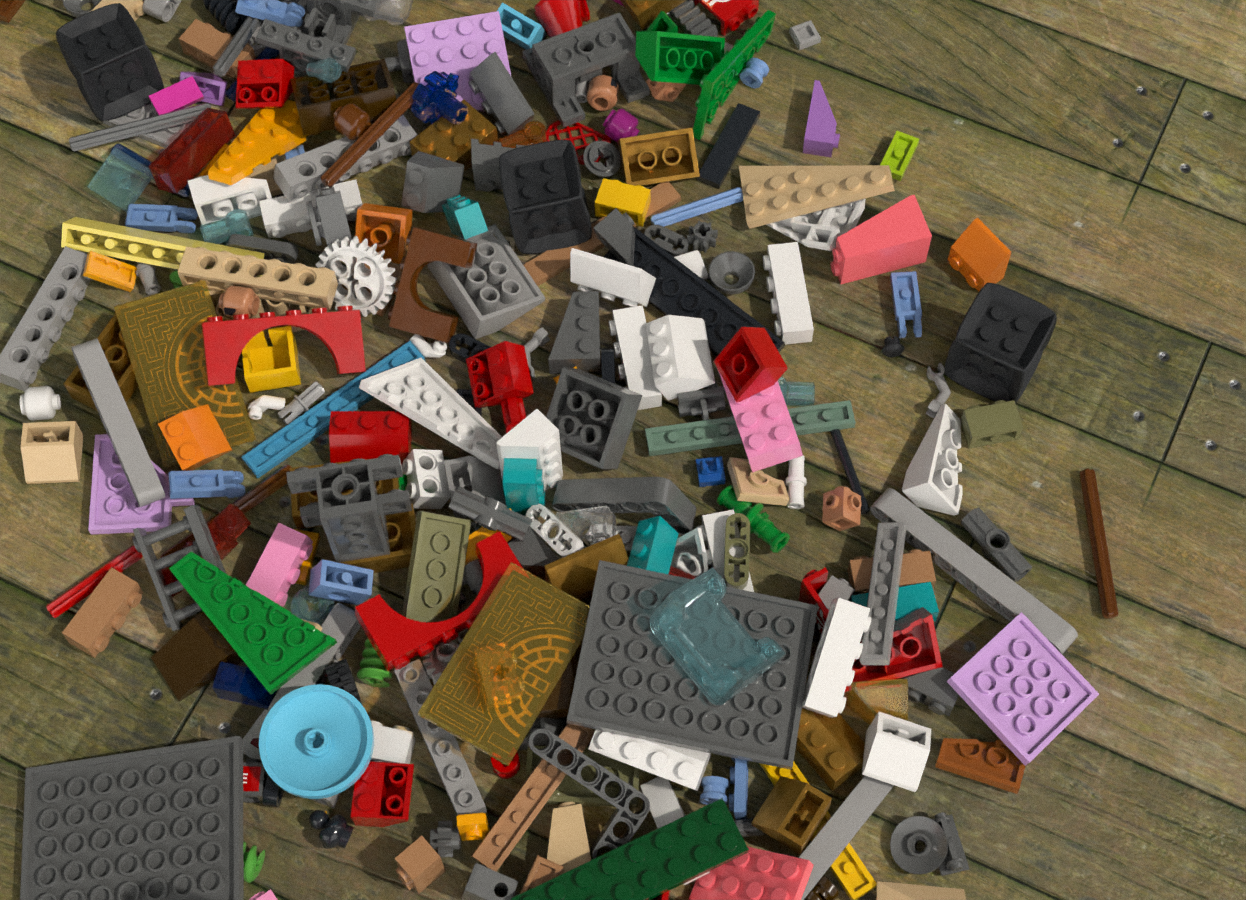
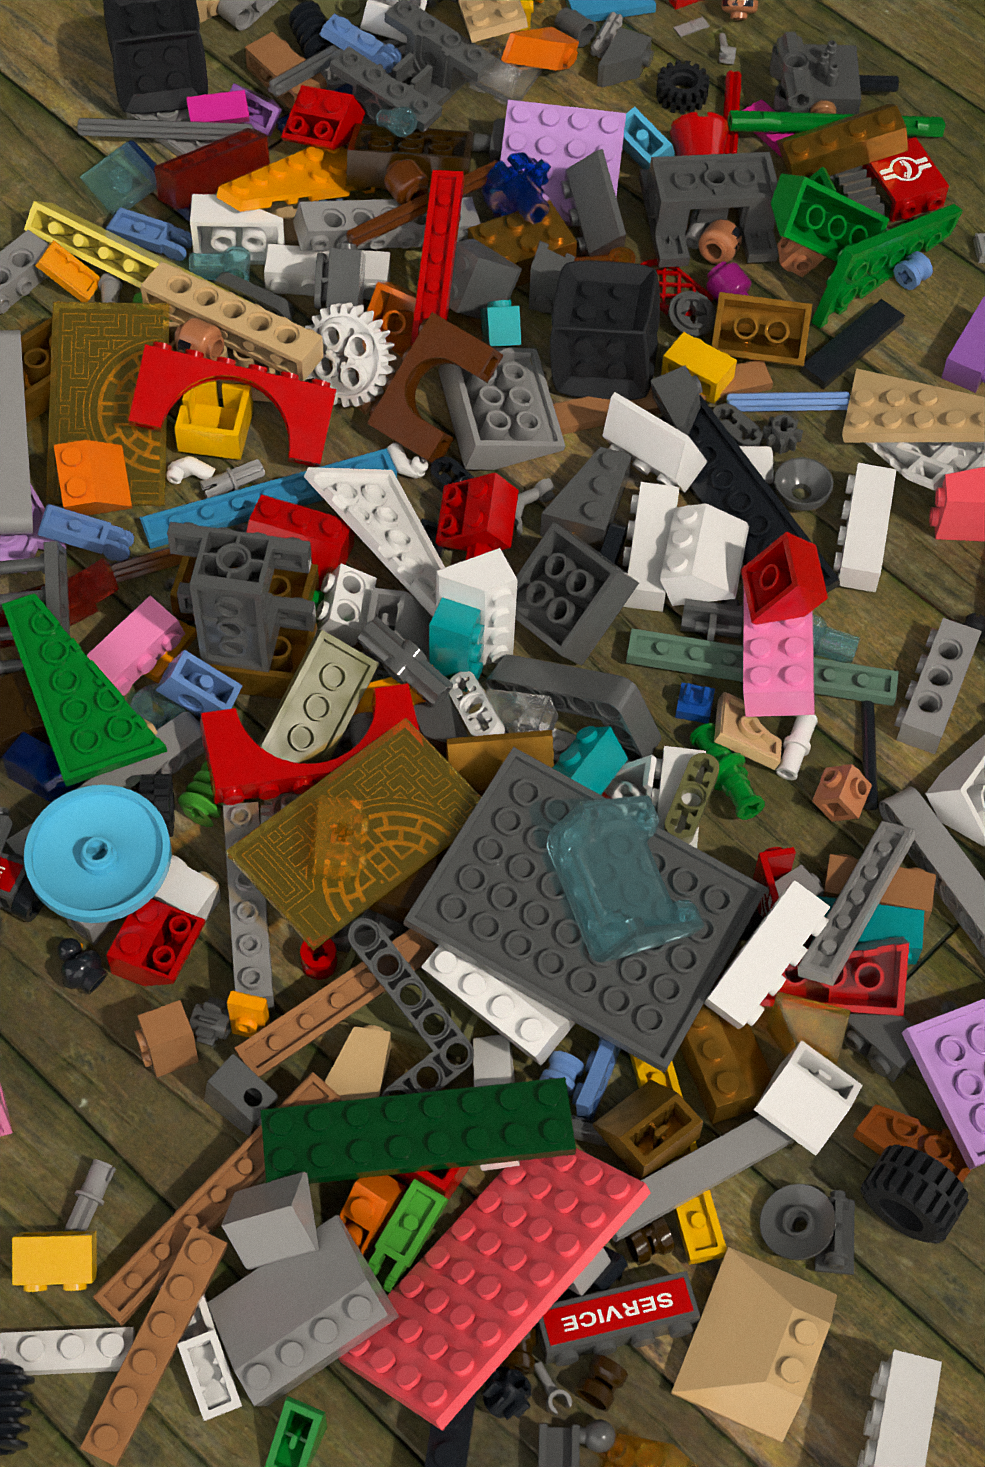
camera: 15 degrees right, 5 degrees down
(397, 172) = (438, 247): none -> red plate
(886, 365) = (926, 728): none -> light grey brick
(994, 798) = (914, 1194): none -> black tyre

